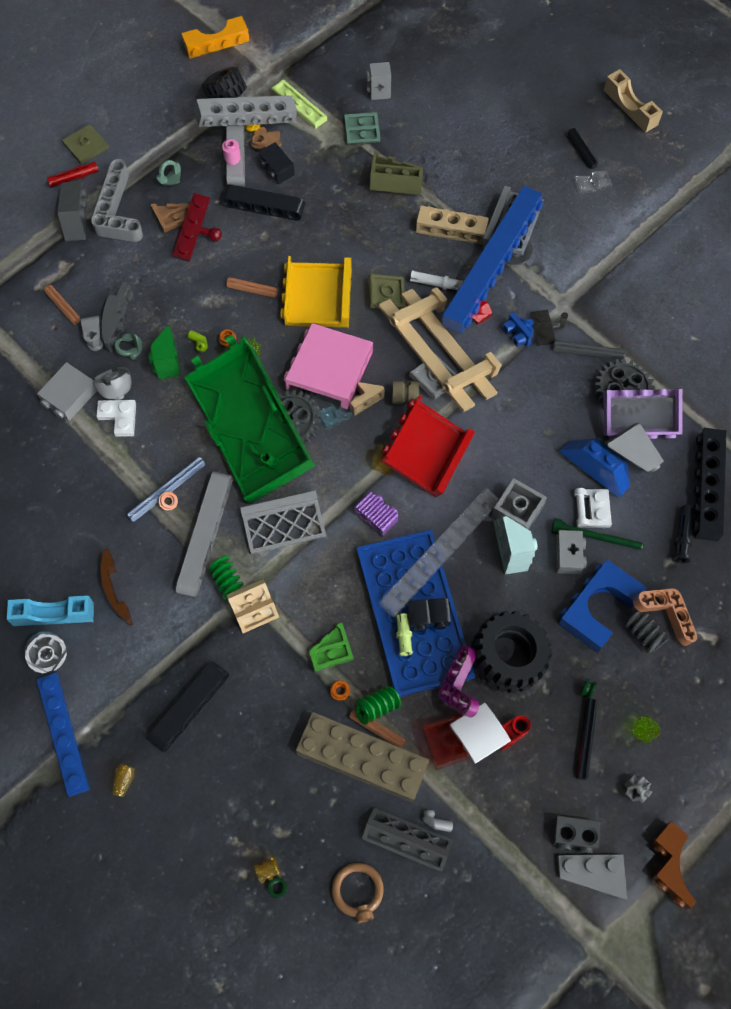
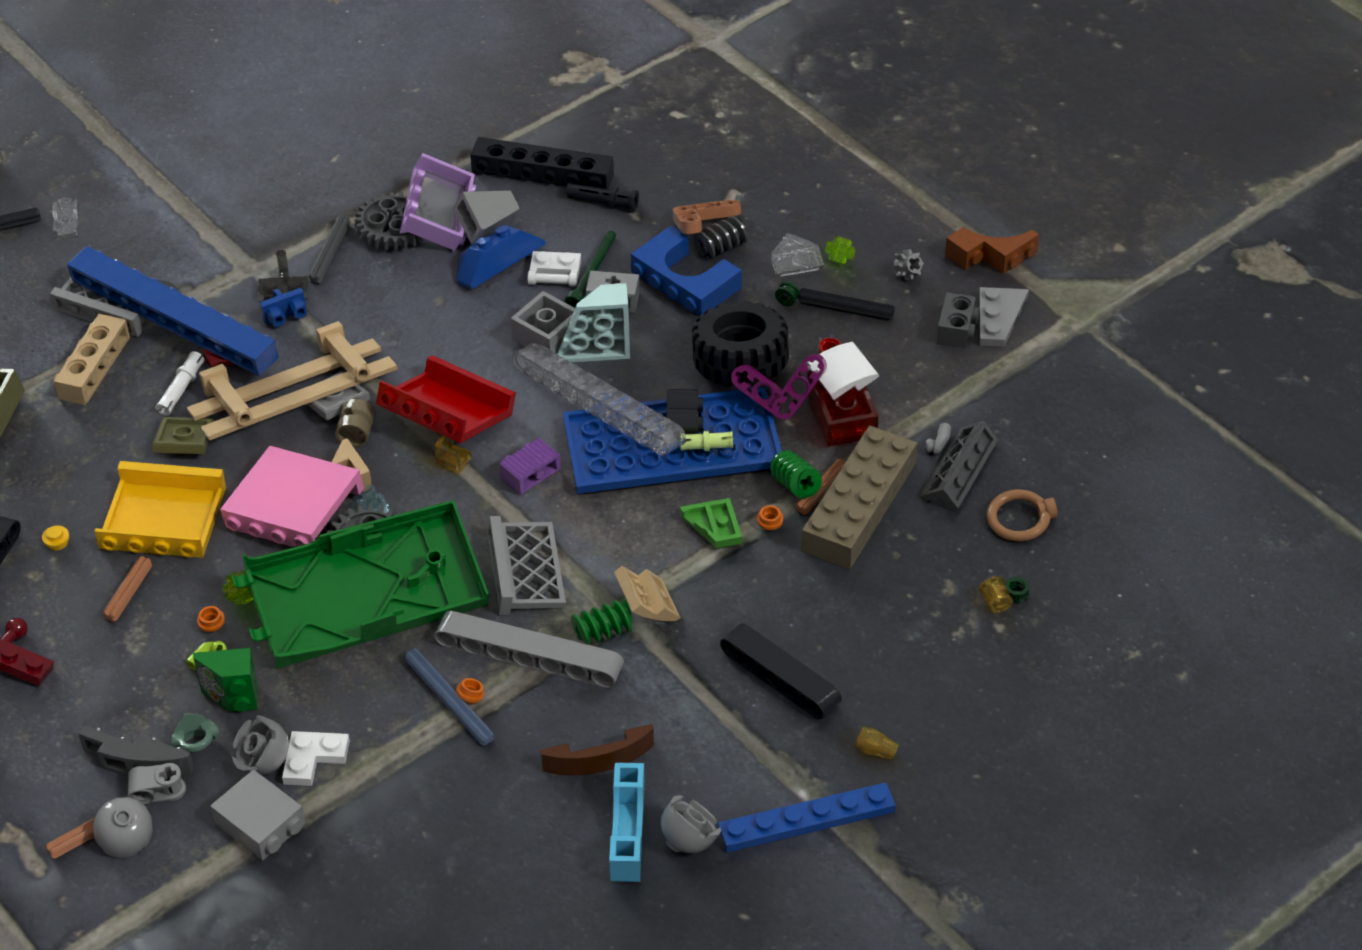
camera: 85 degrees left, 20 degrees down
(57, 320) = (123, 827): none -> light grey cylinder
(293, 239) = (56, 537): none -> yellow plate
(637, 693) = (796, 256): none -> clear slope

